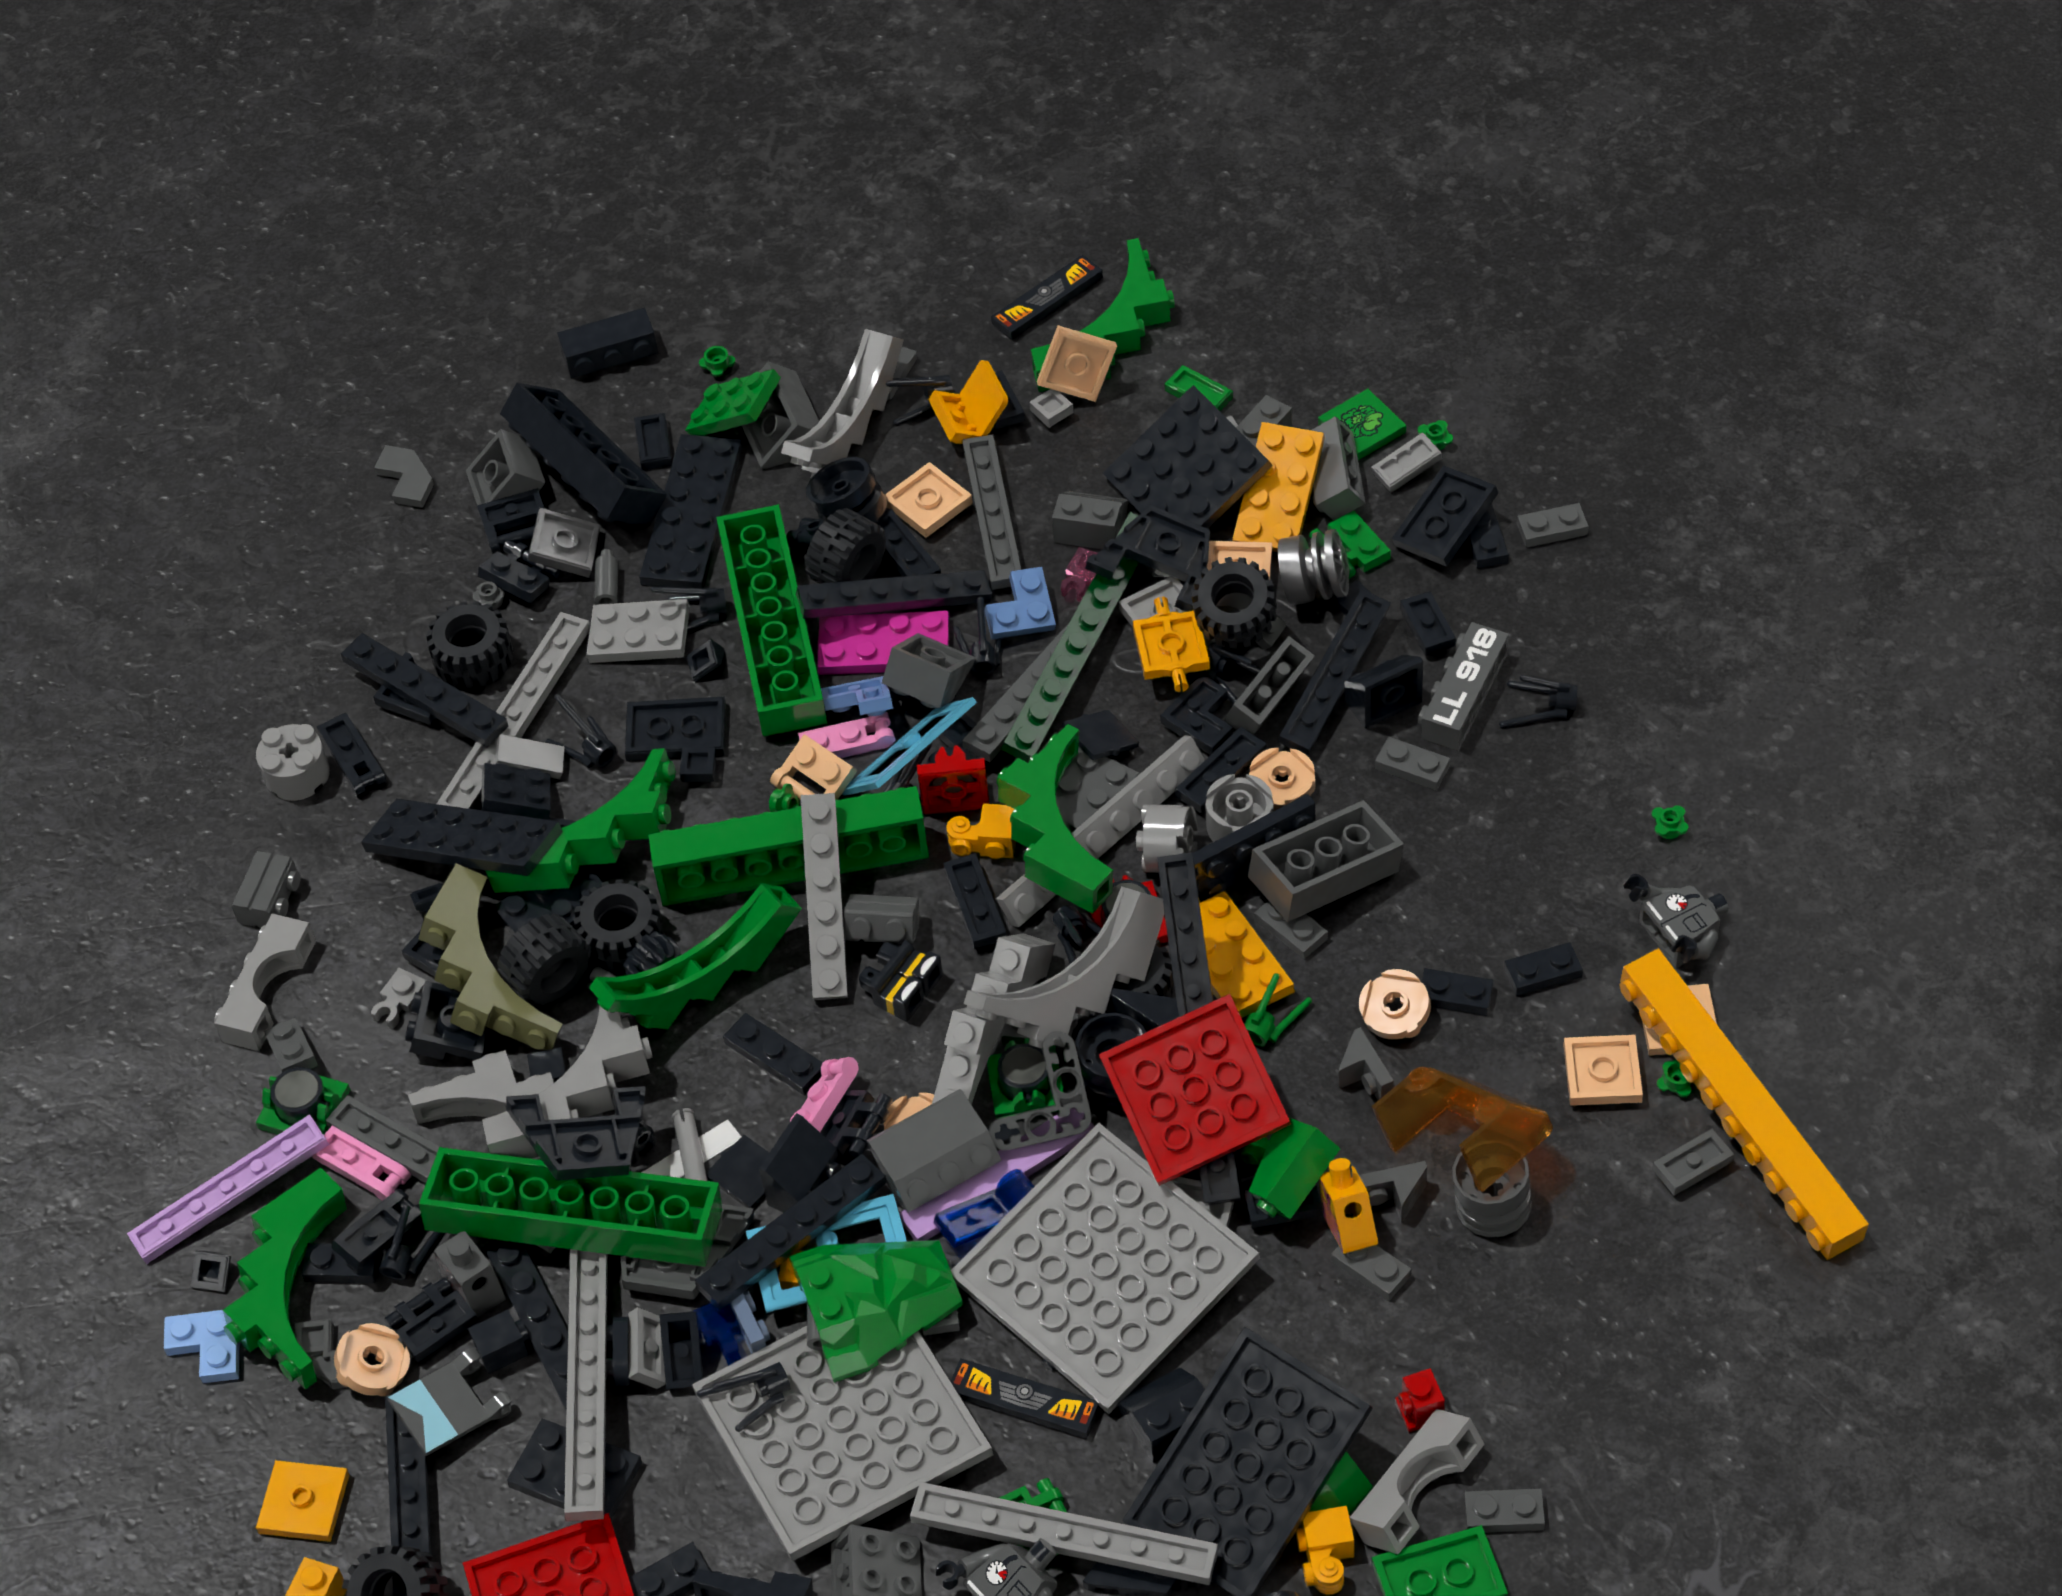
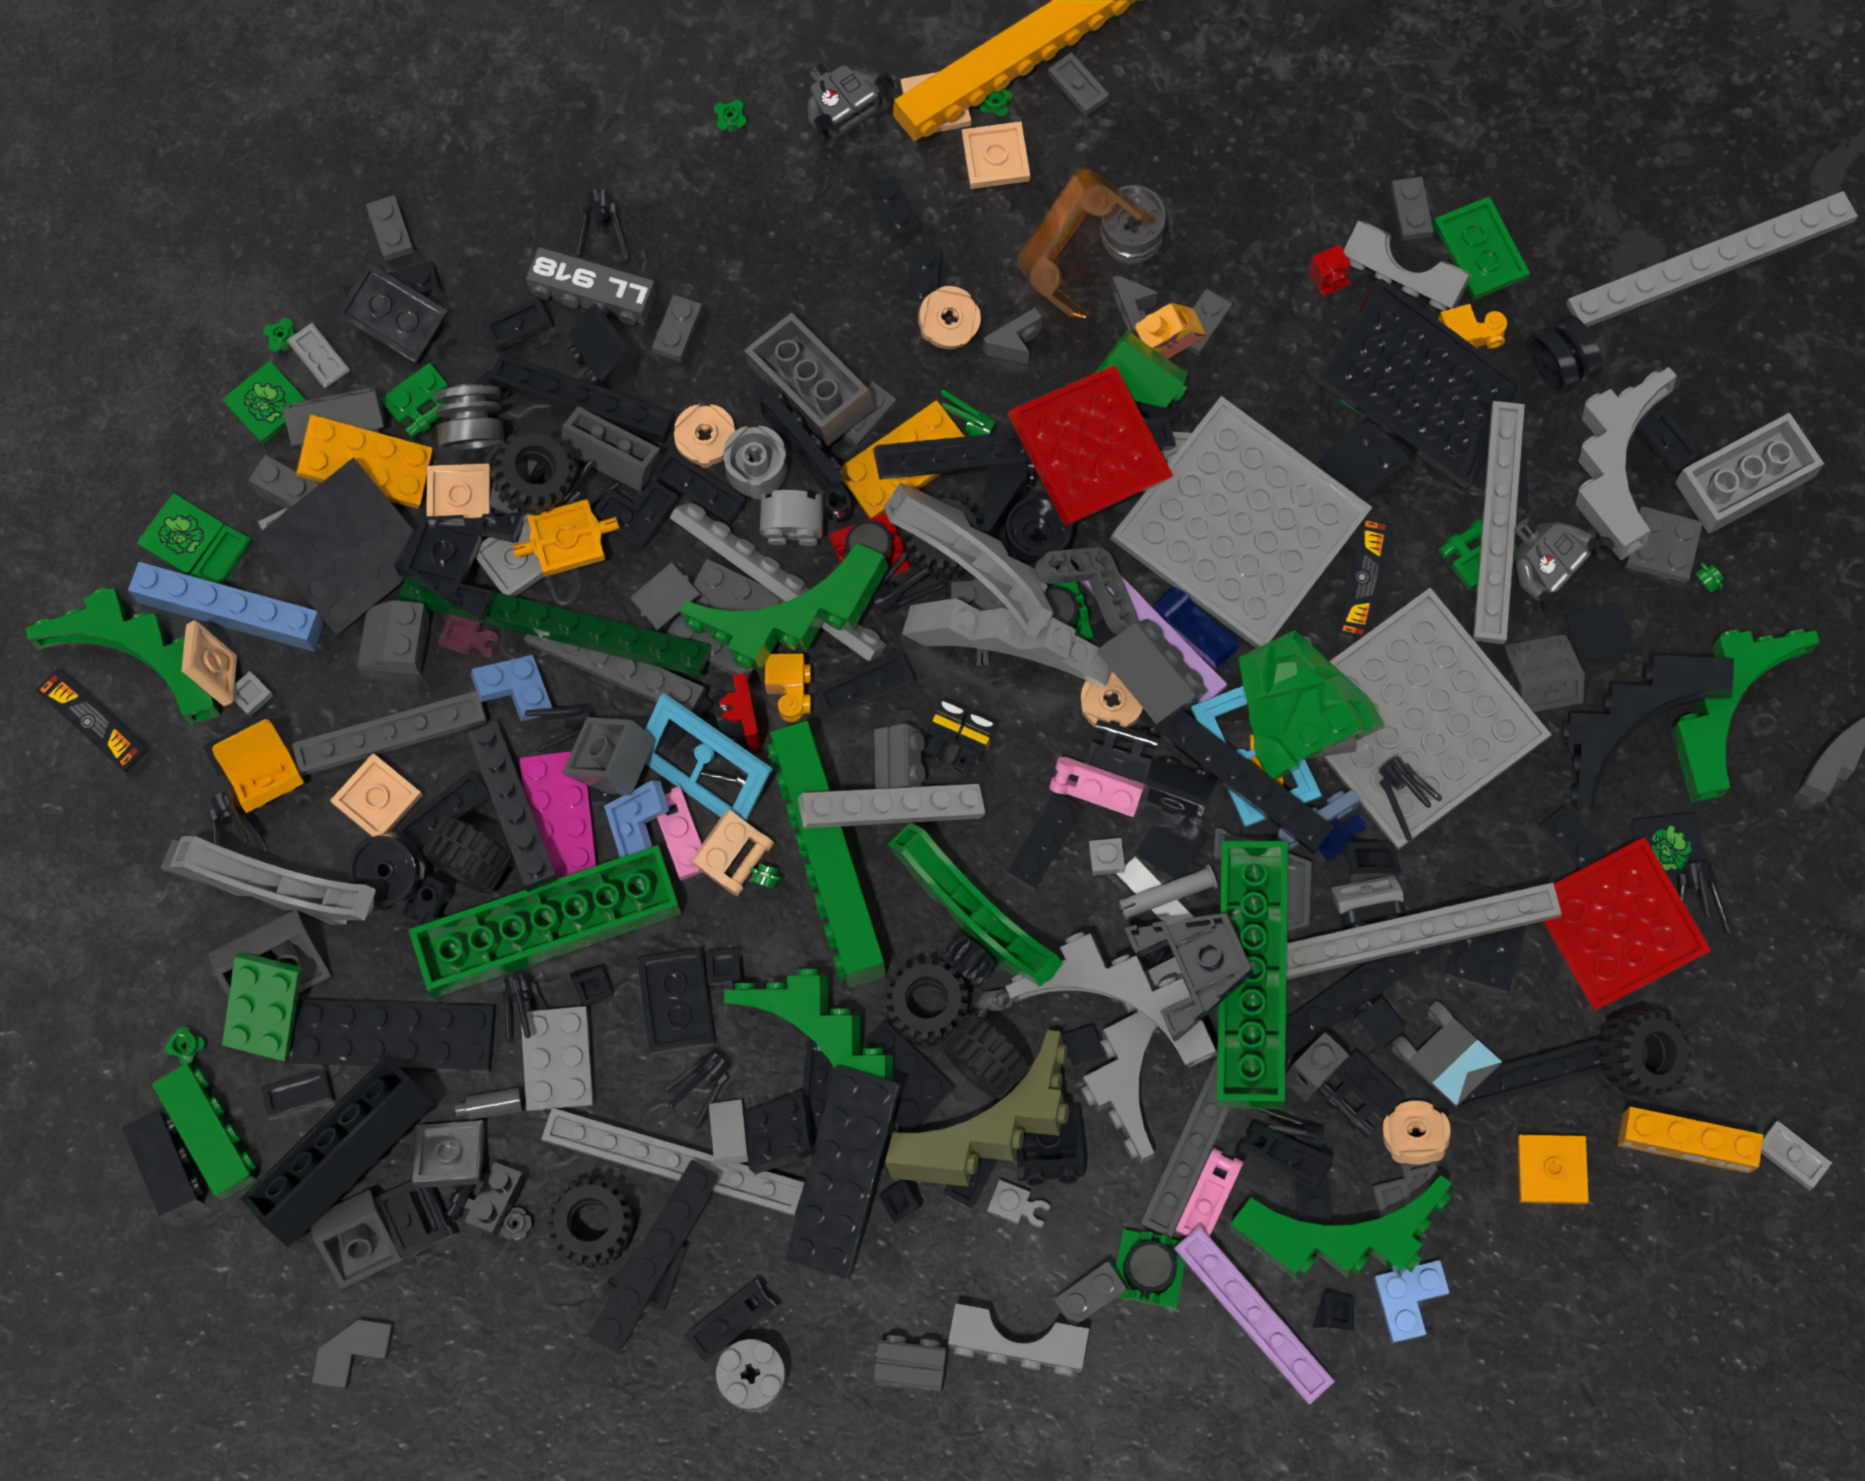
camera: 100 degrees left, 20 degrees up
(631, 371) = (204, 1131): none -> green brick
(745, 1108) = (1106, 856): none -> light grey plate
(1142, 386) = (226, 606): none -> medium blue brick
(1228, 359) = (180, 534): none -> green tile

